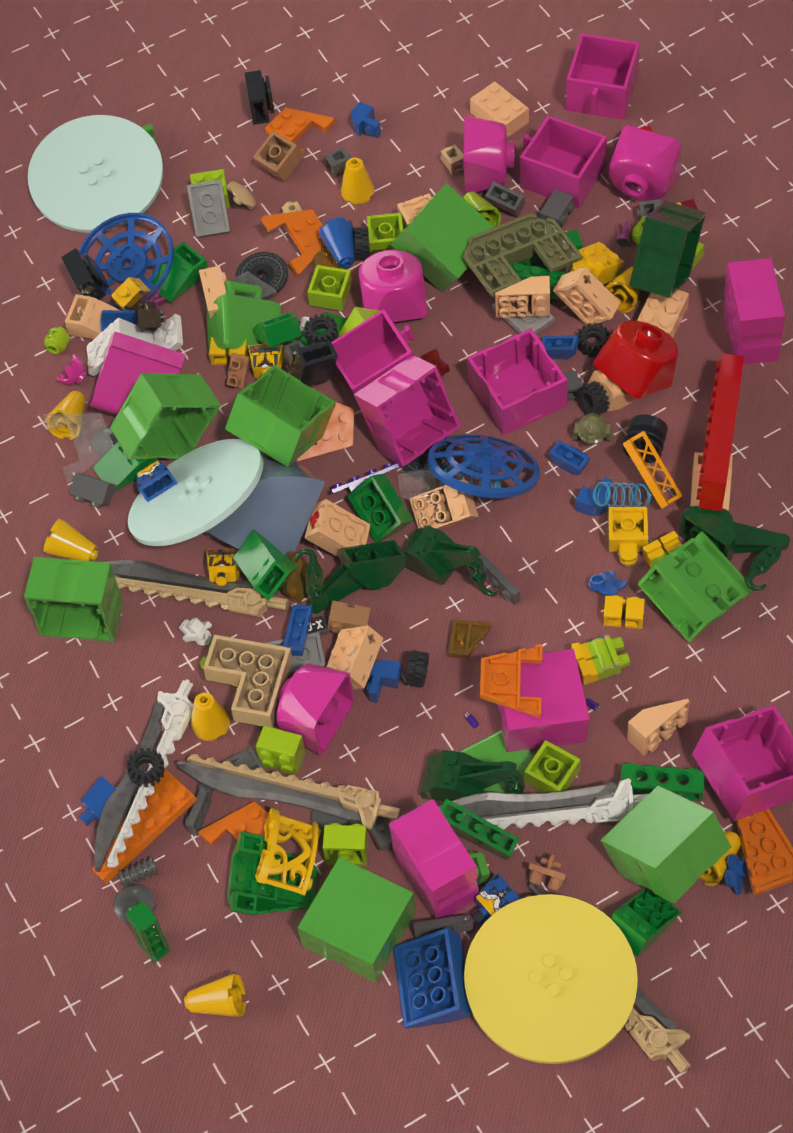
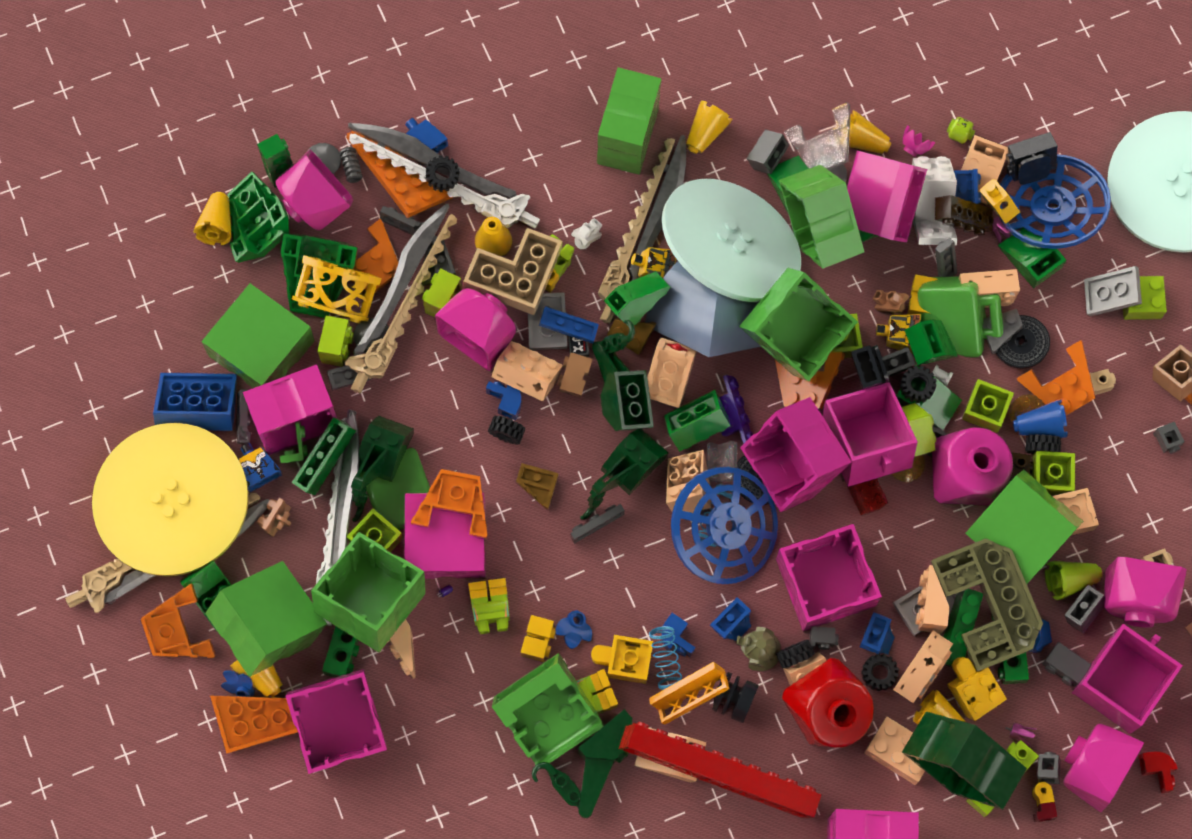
camera: 90 degrees right, 15 degrees up
(154, 480) = (762, 207): blue torso -> none
(182, 886) = (312, 192): none -> dark pink piece
(193, 327) = (946, 258): none -> dark grey plate
(210, 950) = (256, 219): none -> green wedge
(241, 194) = (1132, 329): tan dish -> none
(356, 182) = (1131, 454): yellow cone -> none
(621, 740) = (368, 592): none -> bright green tile
(691, 955) = (167, 630): none -> orange wing

